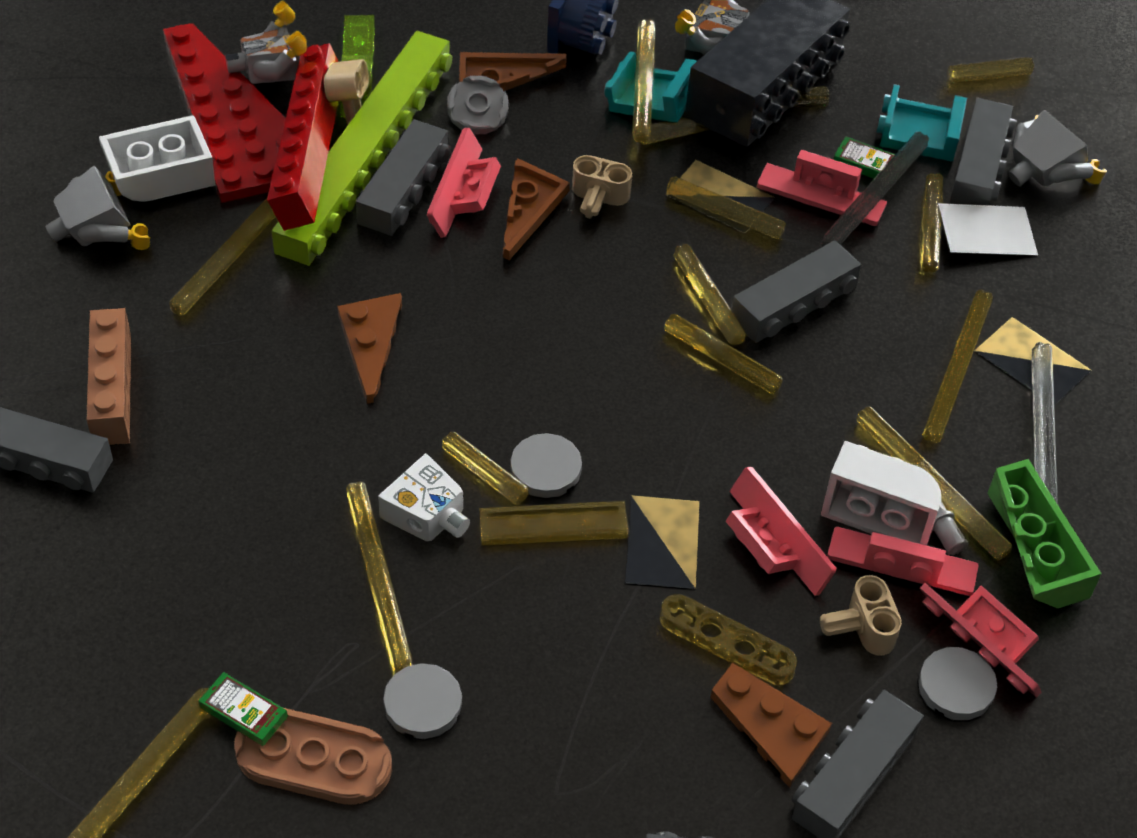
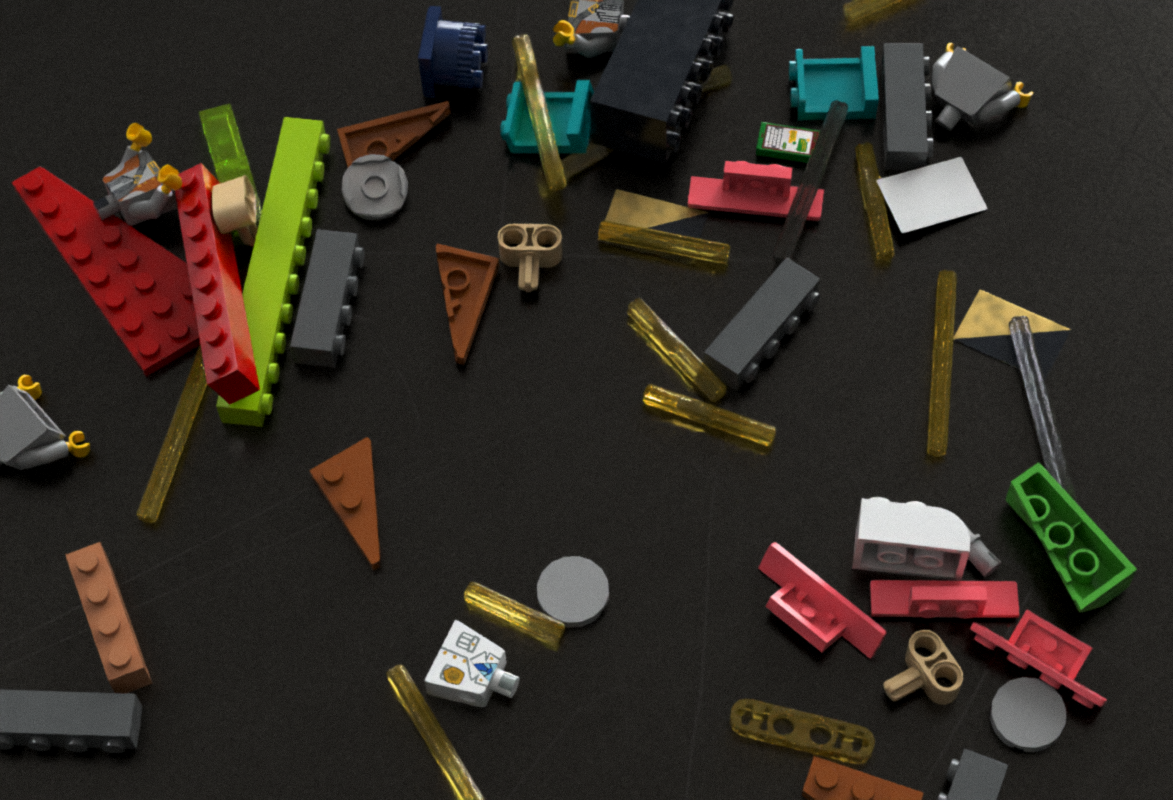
camera: 10 degrees left, 10 degrees up
(159, 159) = (69, 351): white brick -> none
(464, 183) = (393, 288): coral bracket -> none
(553, 523) = (599, 653): clear yellow tile -> none
(662, 542) = (709, 642): sticker -> none
(951, 498) = (947, 499): clear yellow axle -> none

